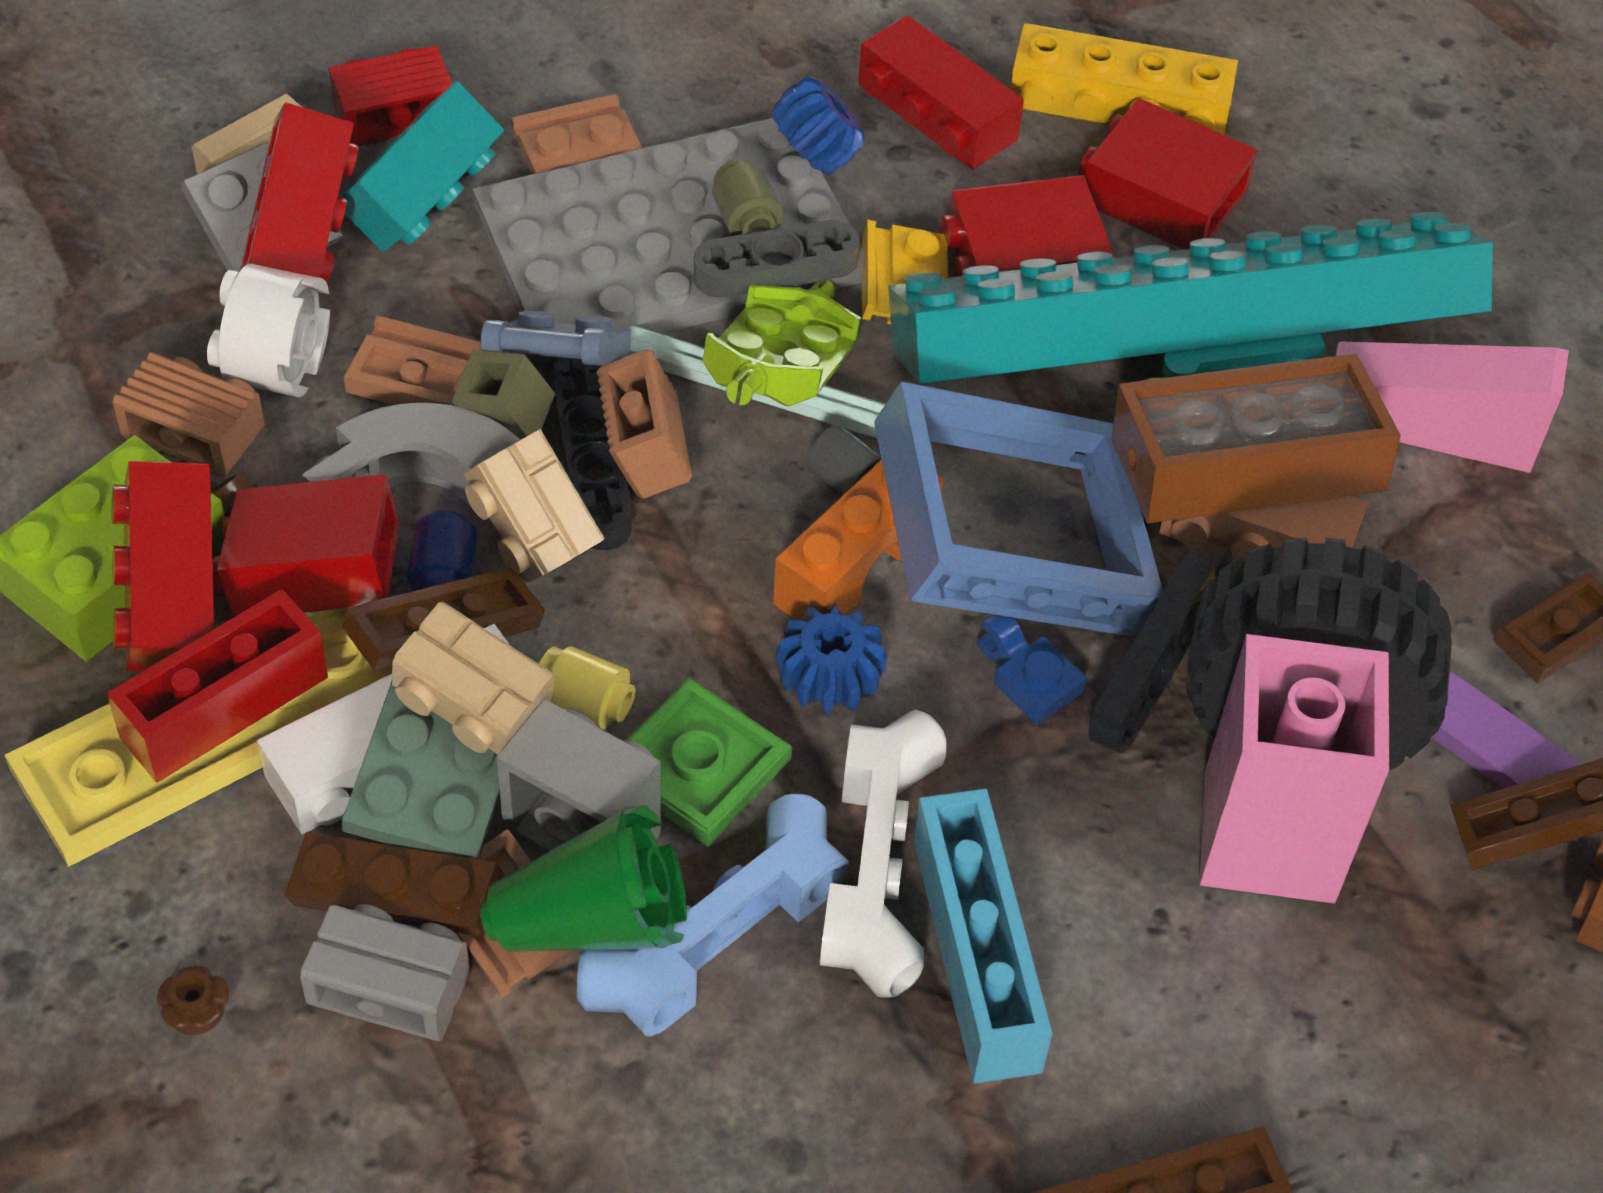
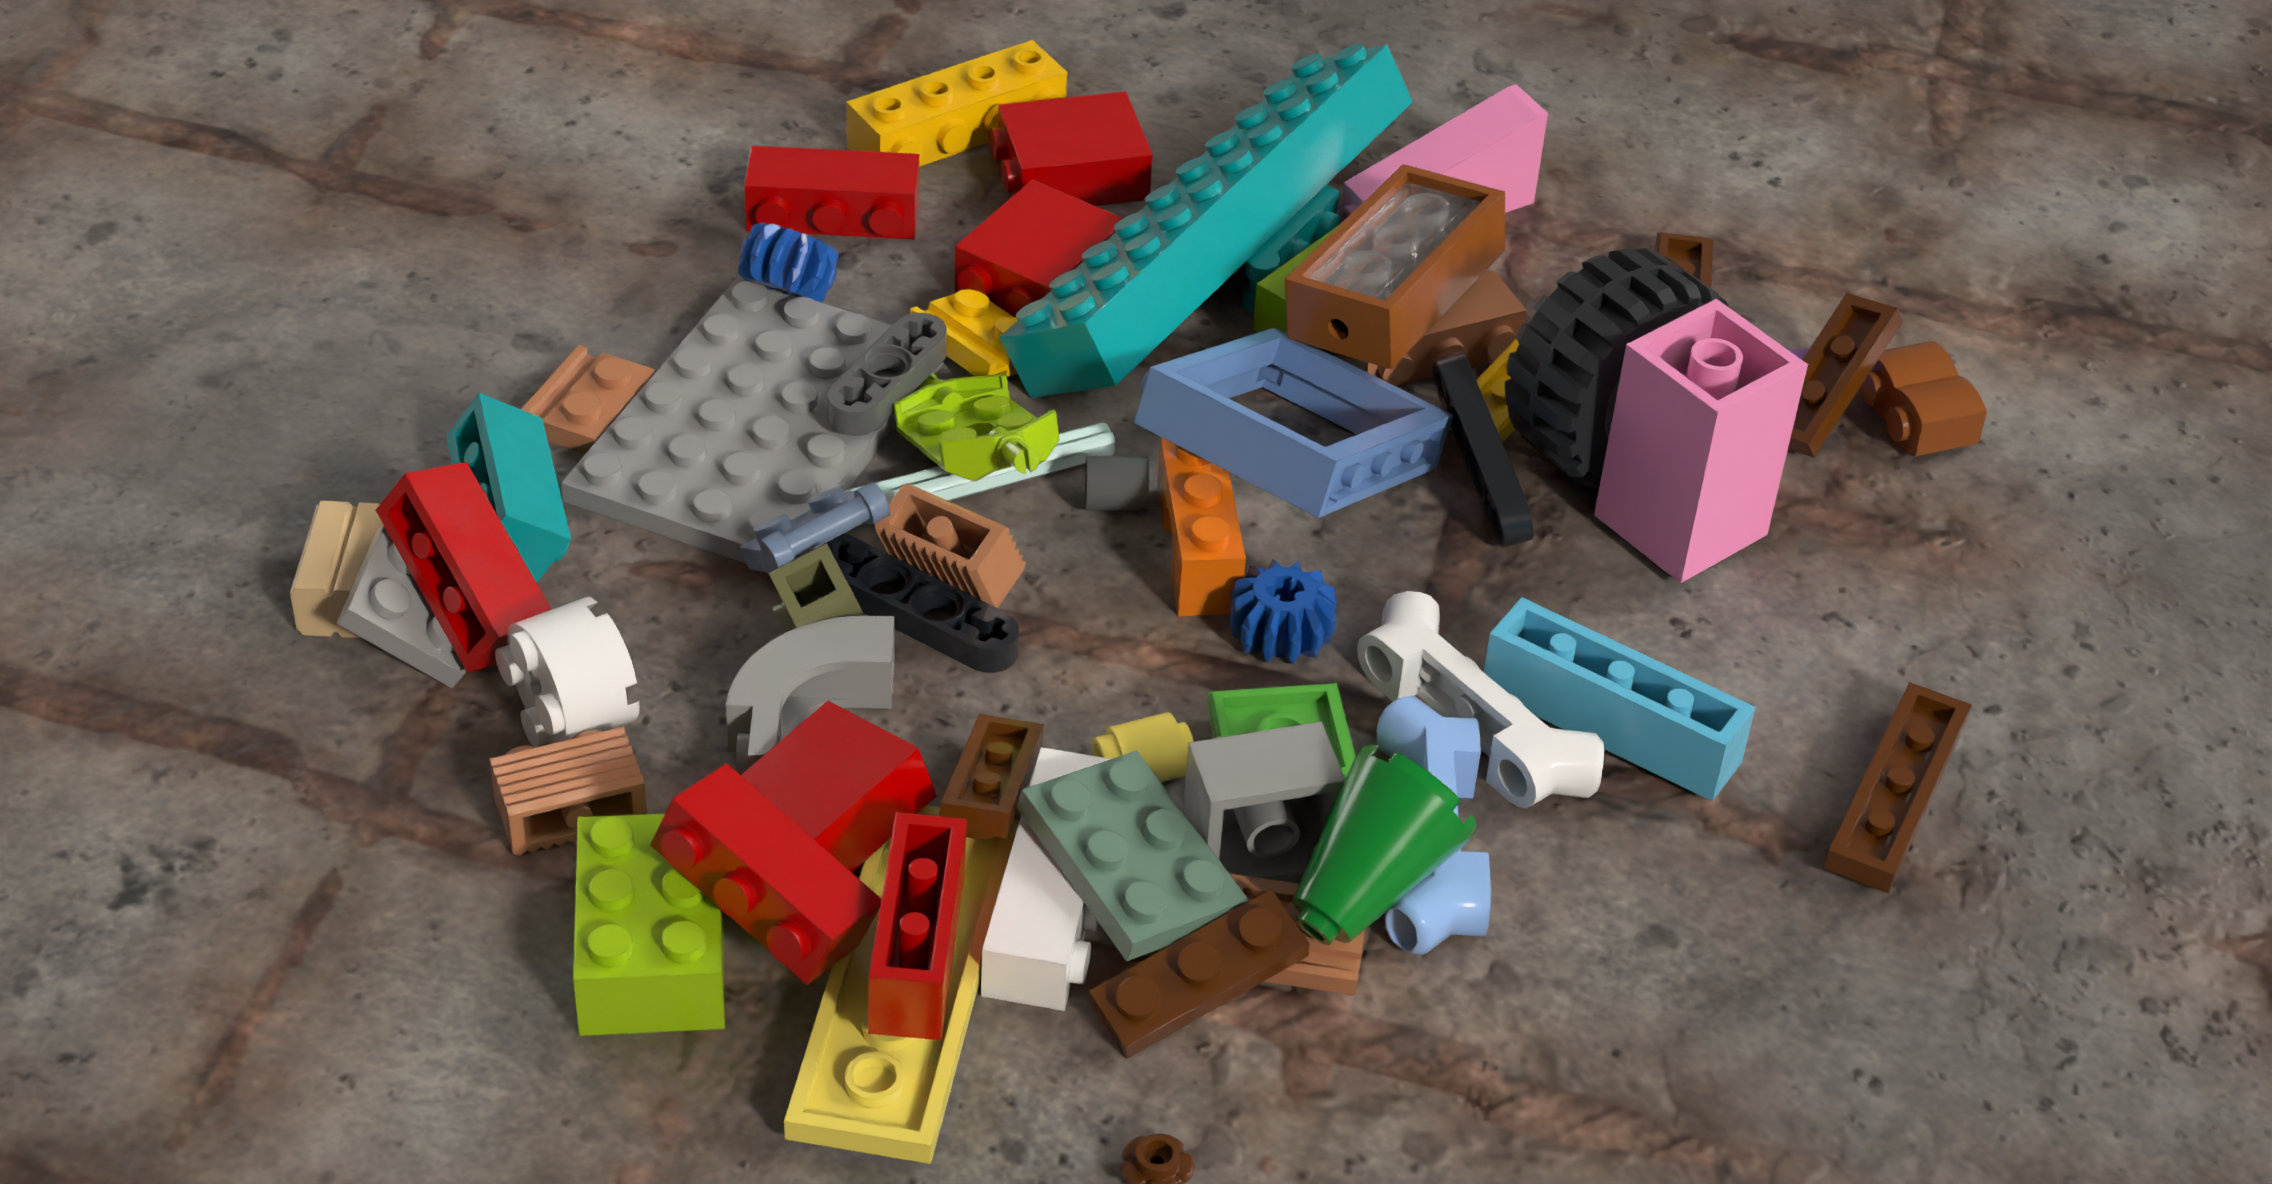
camera: 45 degrees left, 10 degrees down
(386, 970) = (1272, 1031): light grey brick -> none
(387, 91) = (391, 441): red brick -> none
(408, 364) = (700, 635): nougat plate -> none
(441, 550) = (919, 727): clear blue brick -> none
(469, 679) = (1126, 766): tan brick -> none
(531, 507) = (955, 652): tan brick -> none
(746, 198) = (815, 344): olive brick -> none
(1031, 676) = (1412, 530): blue plate -> none

